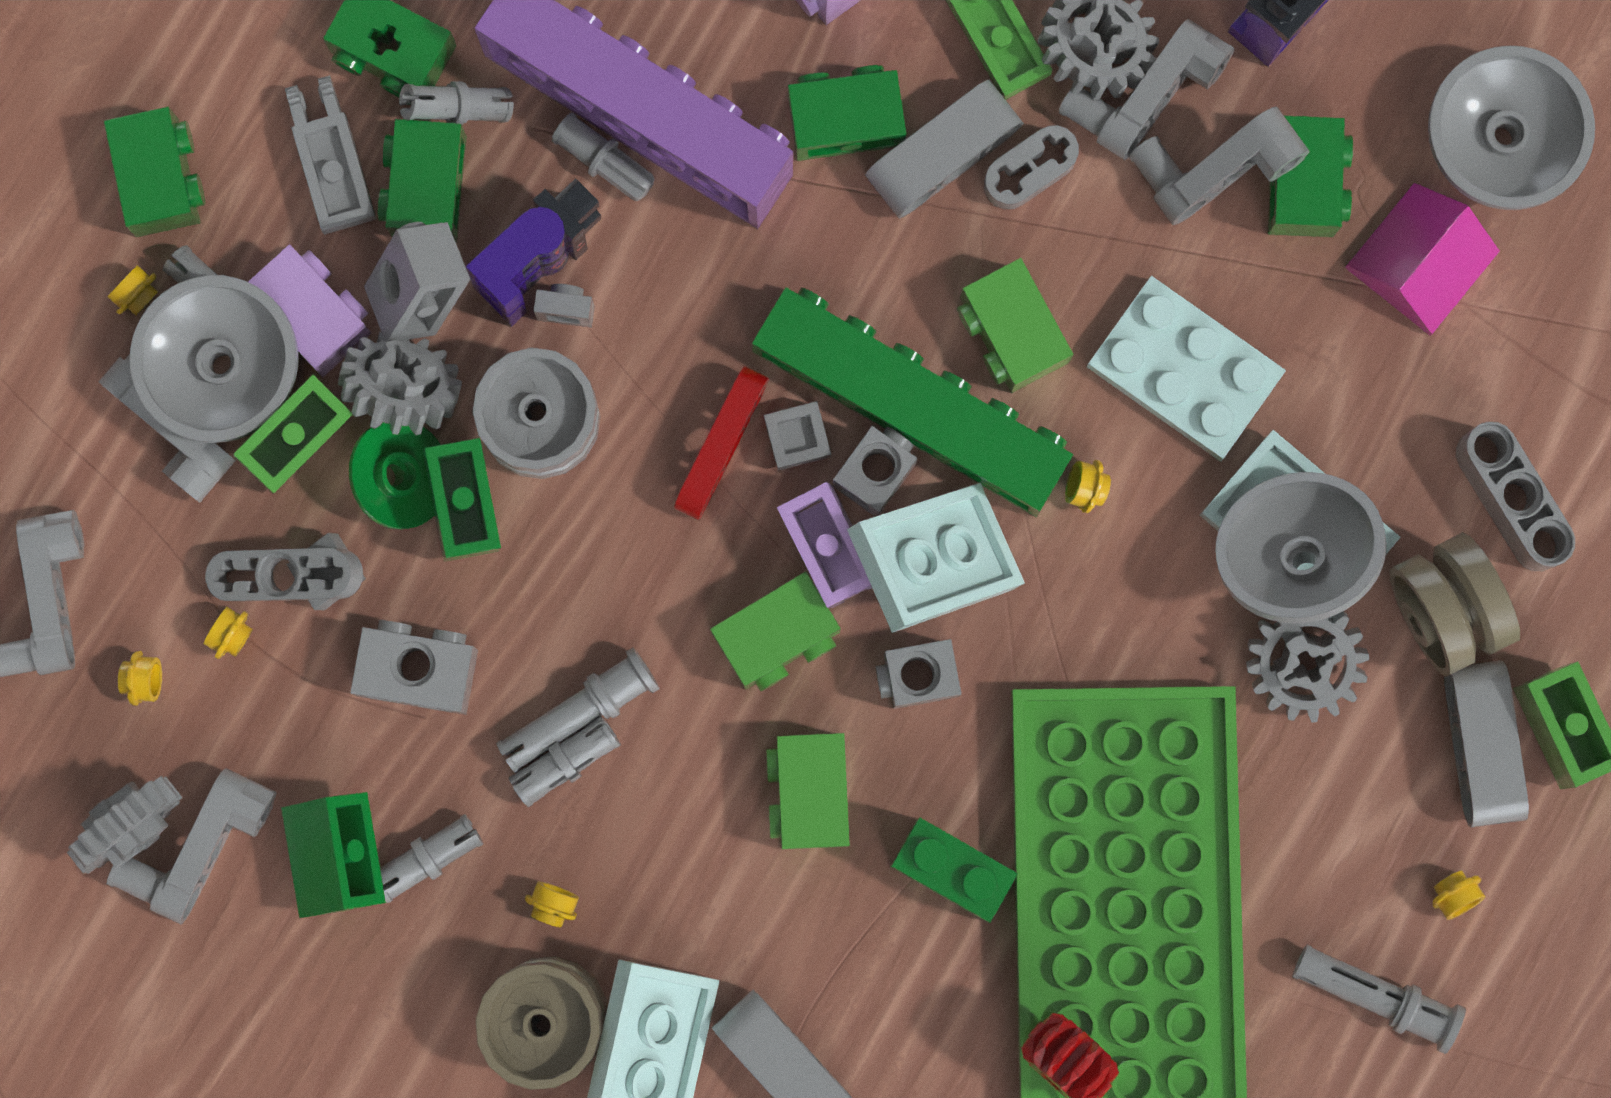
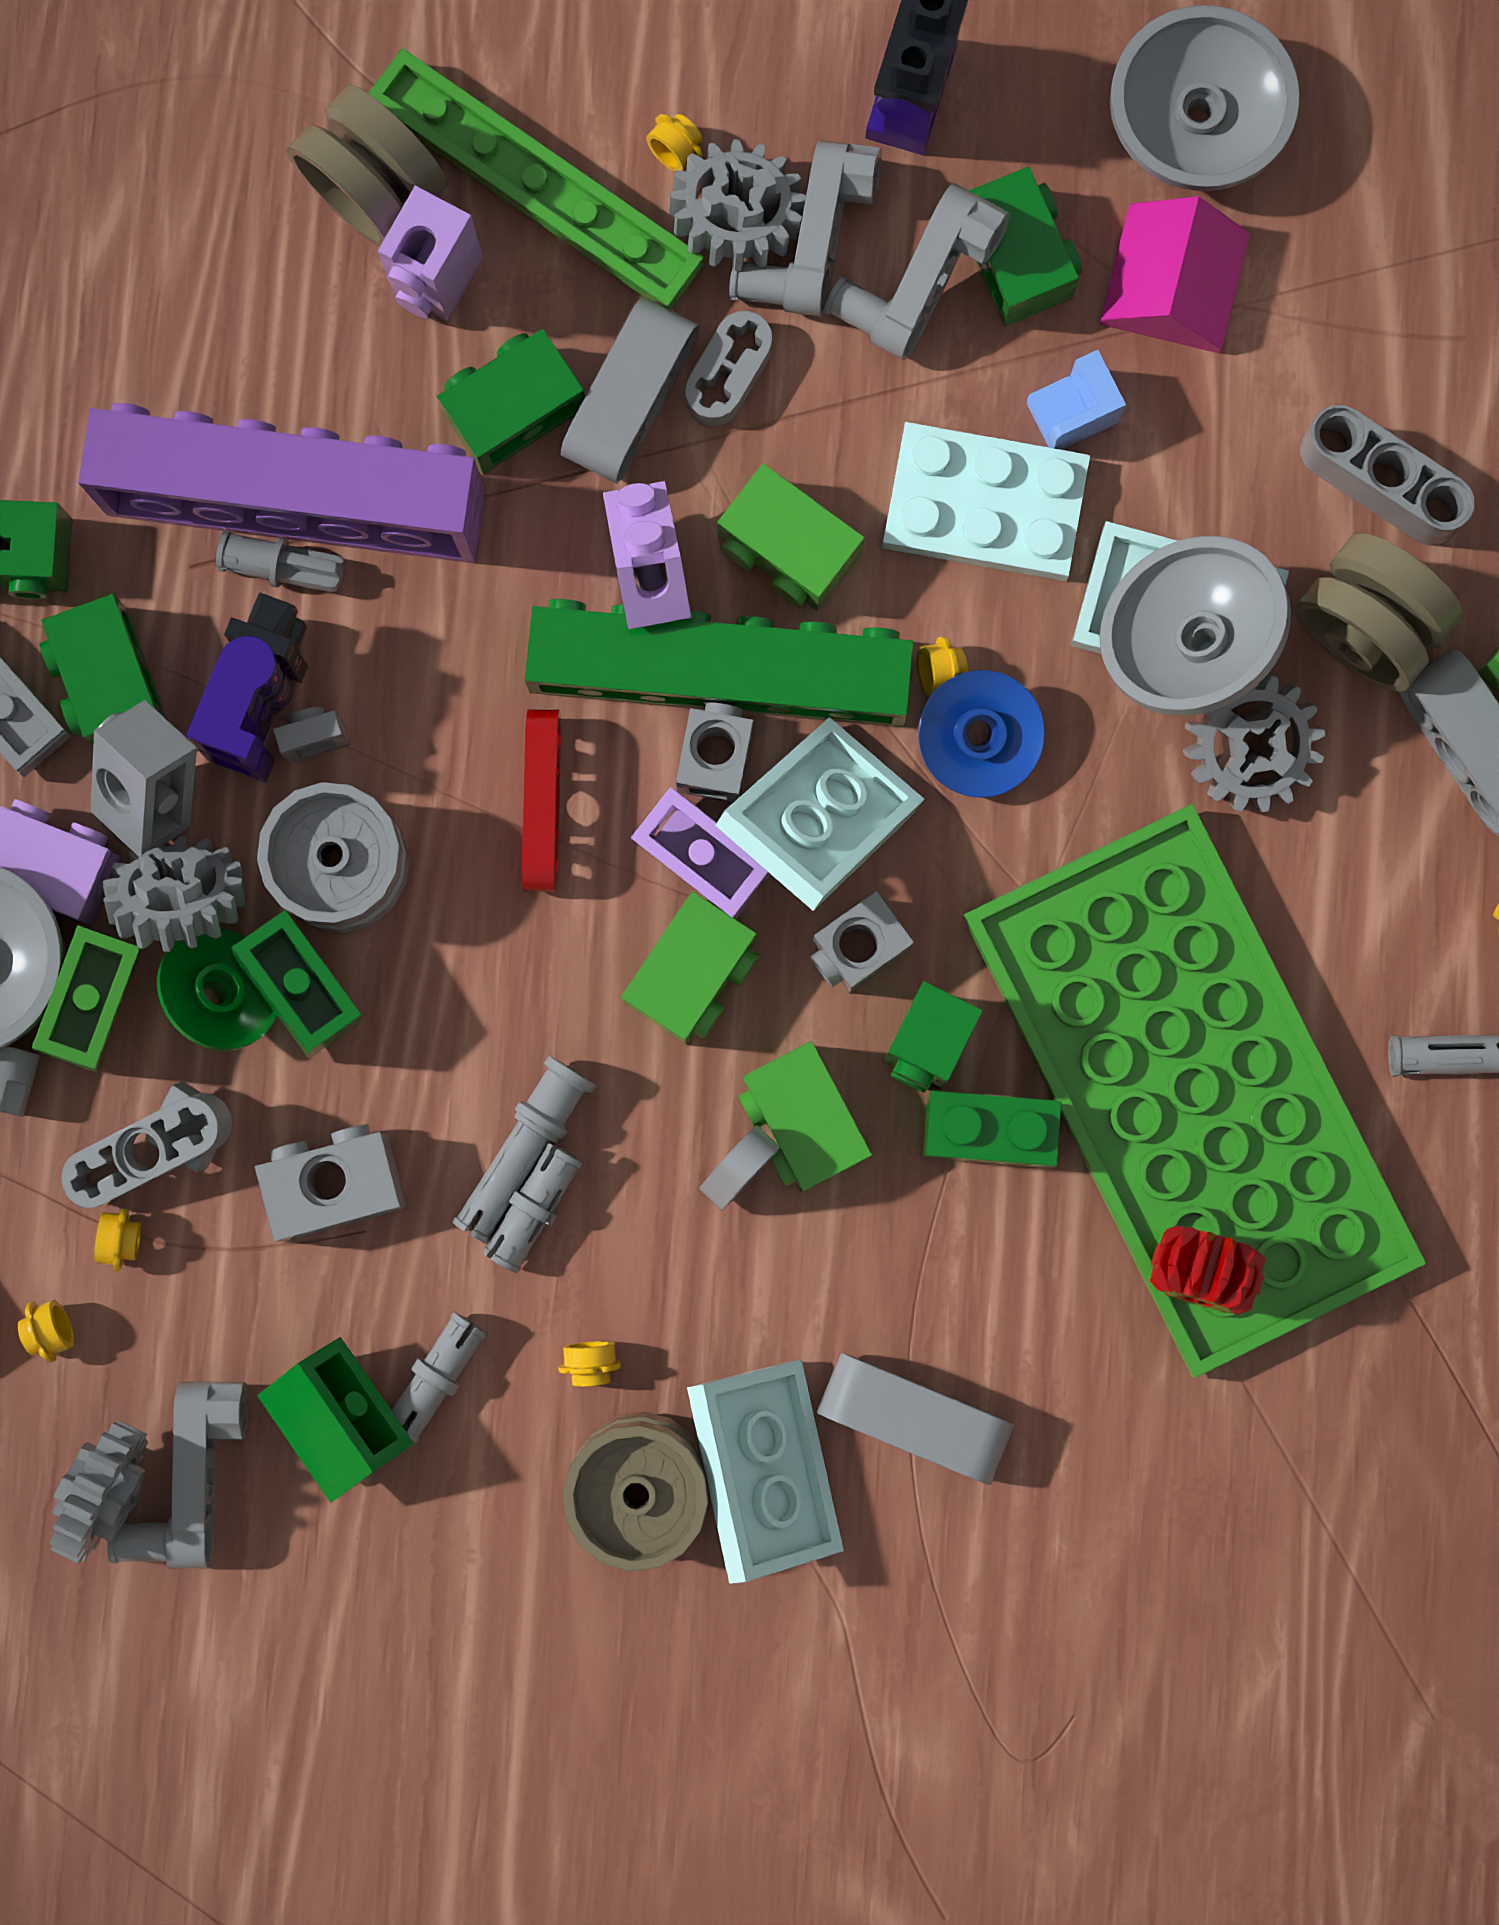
camera: 20 degrees left, 0 degrees up
(456, 103) = (97, 575): light grey pin -> none
(740, 806) = (739, 1167): none -> light grey beam
(797, 435) = (617, 756): light grey plate -> none
(898, 278) = (643, 539): none -> lavender brick
(938, 775) = (931, 1038): none -> green brick
(1100, 580) = (1012, 742): none -> blue dish
(1295, 324) = (1077, 404): none -> light blue panel

